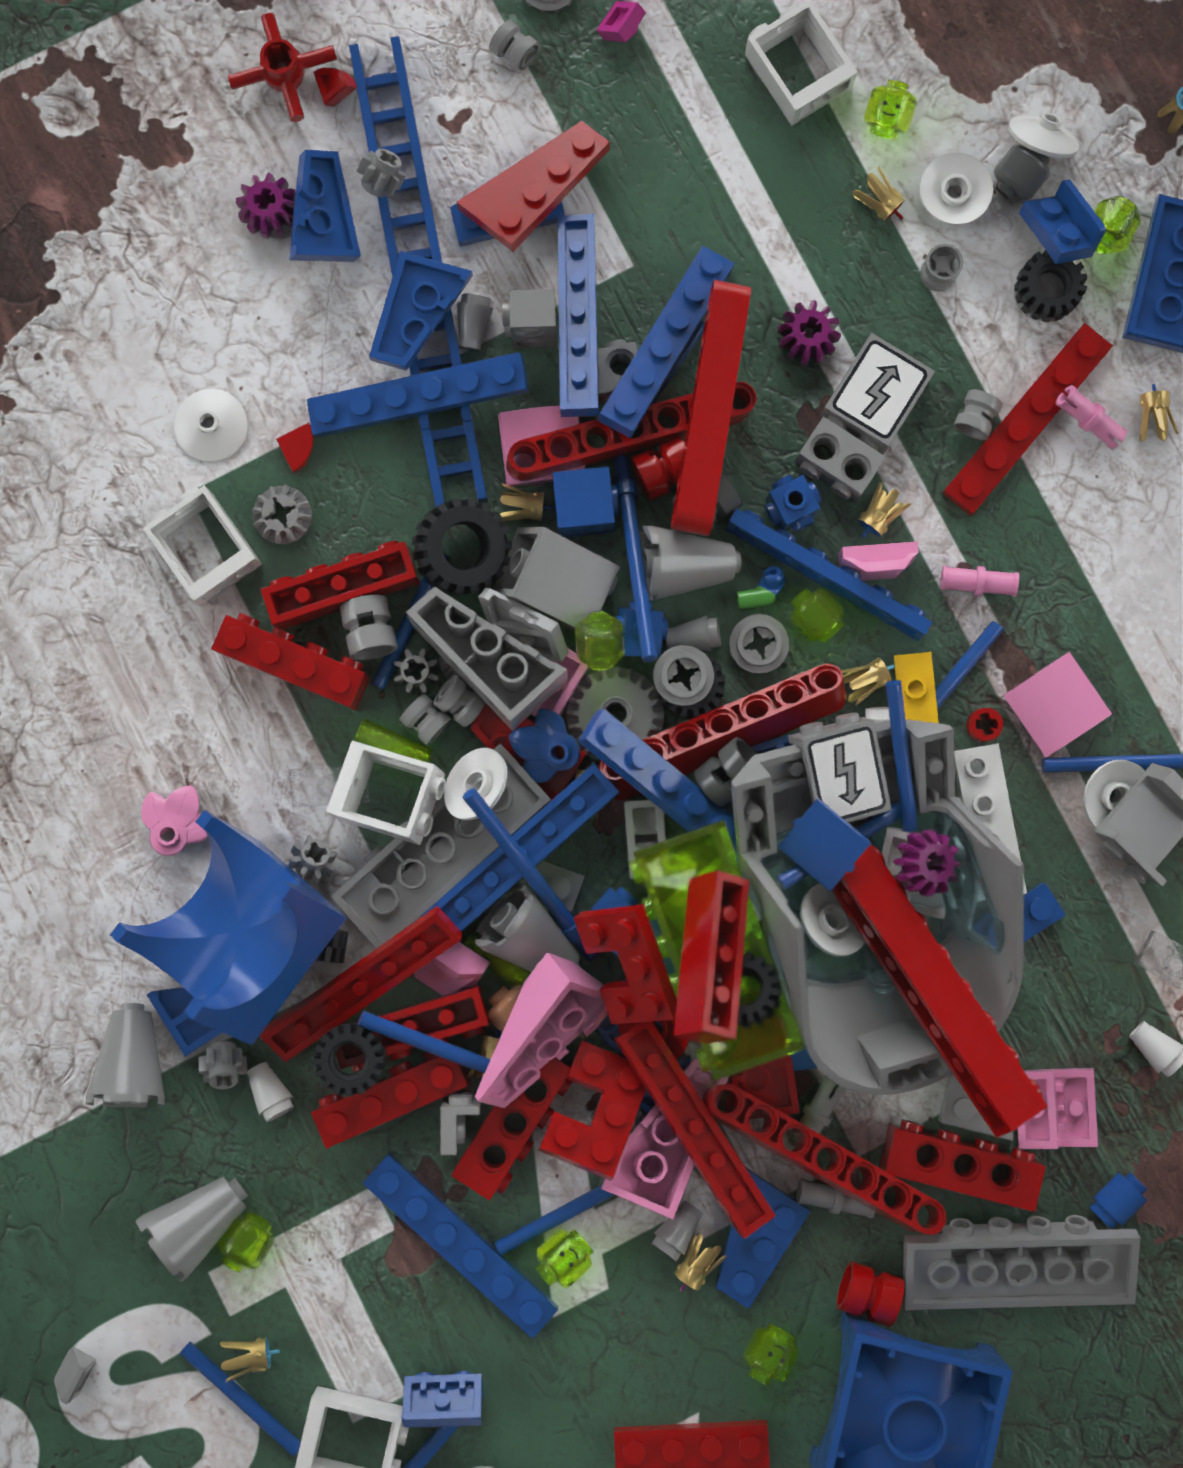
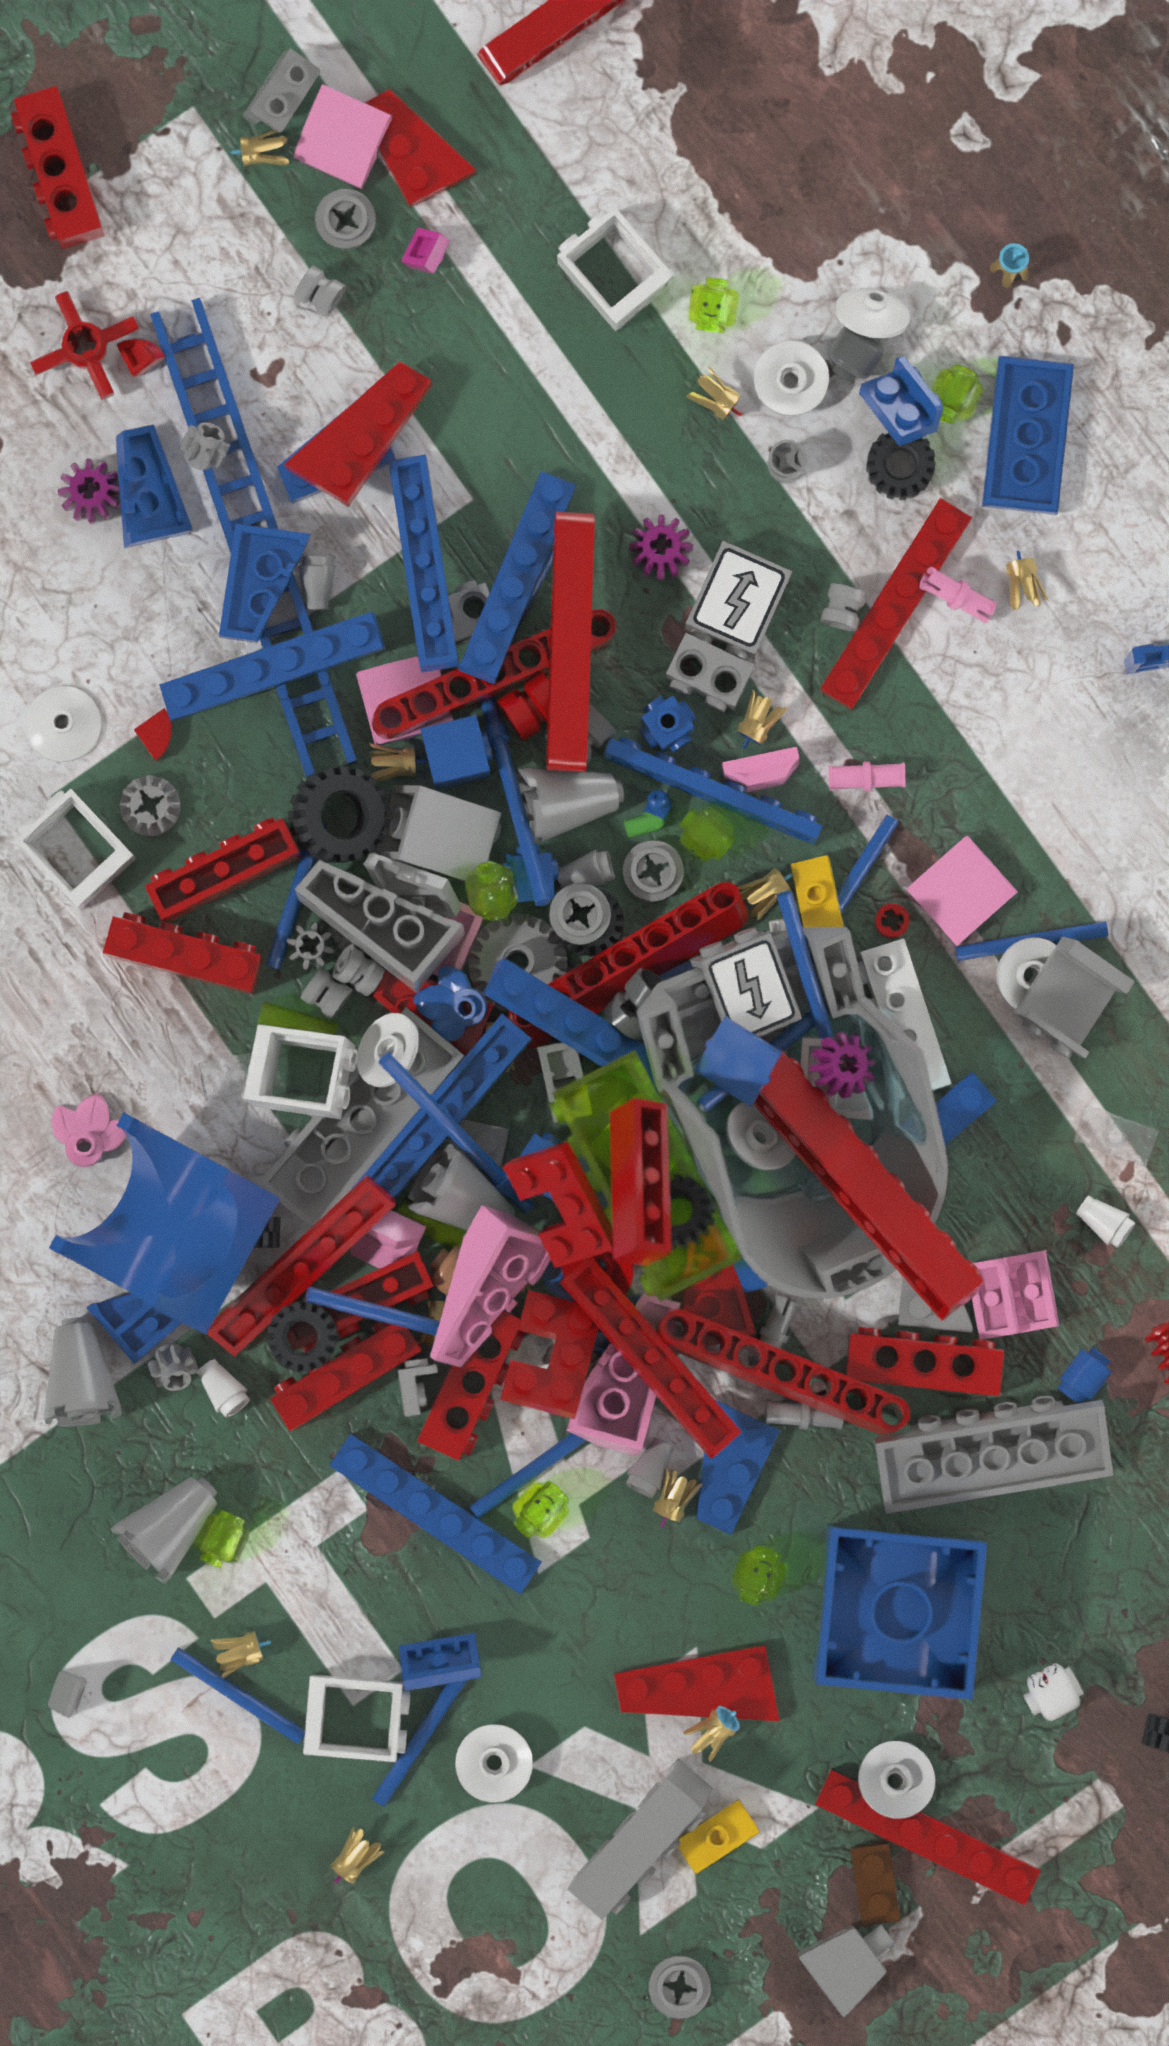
camera: 10 degrees left, 0 degrees up
(315, 852) = (233, 1149): light grey gear -> none
(367, 622) = (259, 922): light grey wheel -> none
(531, 318) = (377, 574): light grey brick -> none
(876, 1295) = (848, 1501): red wheel -> none

